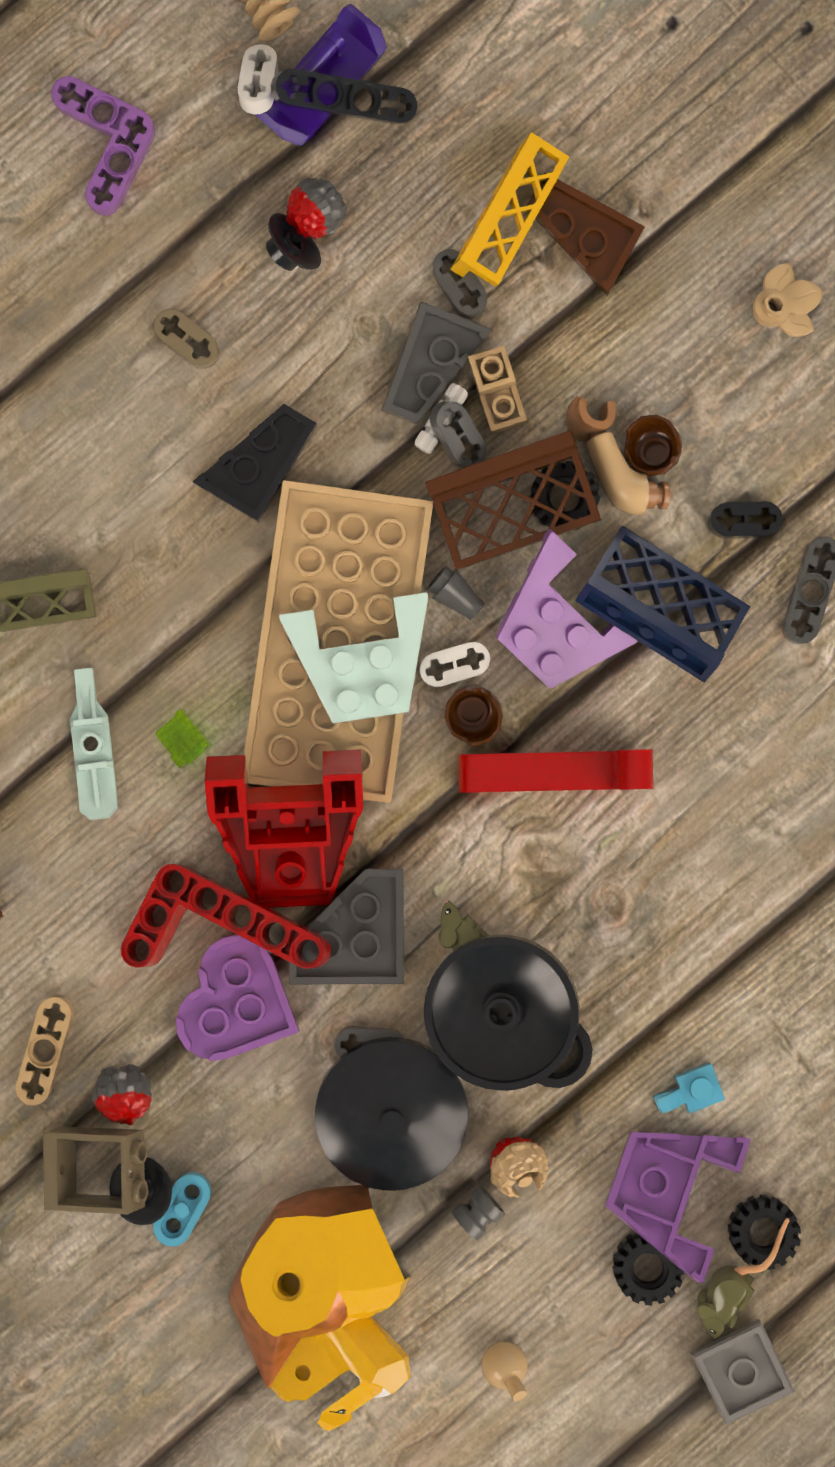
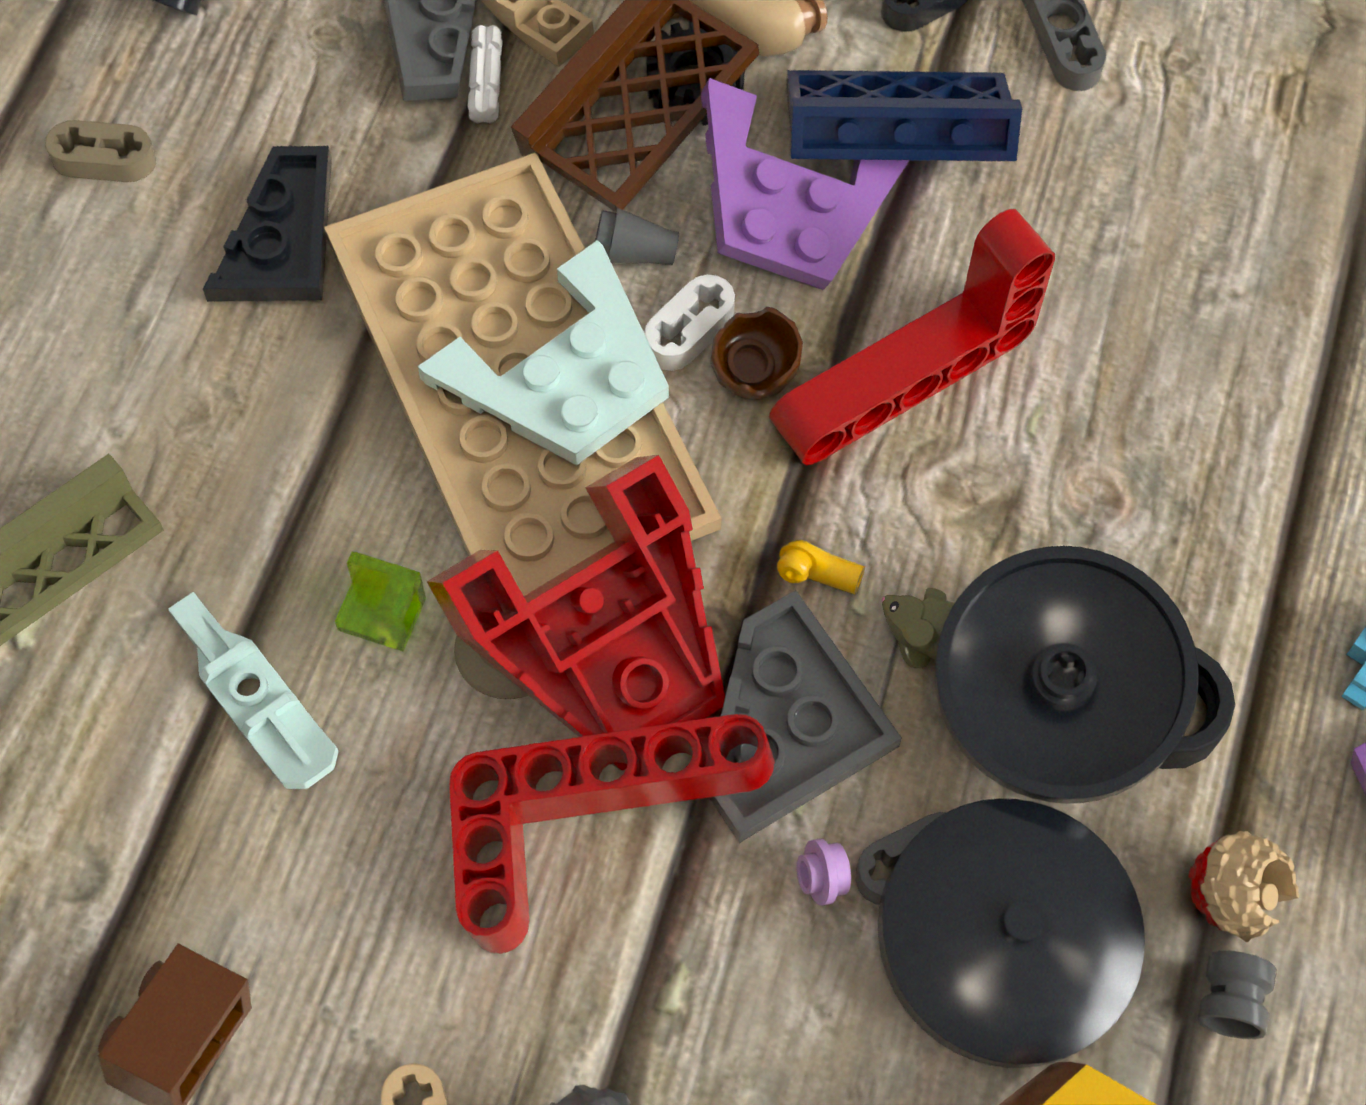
camera: 35 degrees left, 25 degrees down
(237, 1002) = (681, 913): medium lavender plate -> none
(319, 1026) = (824, 871): none -> lavender plate
(430, 859) = (805, 561): none -> yellow arm
(465, 429) = (517, 67): dark grey beam -> none

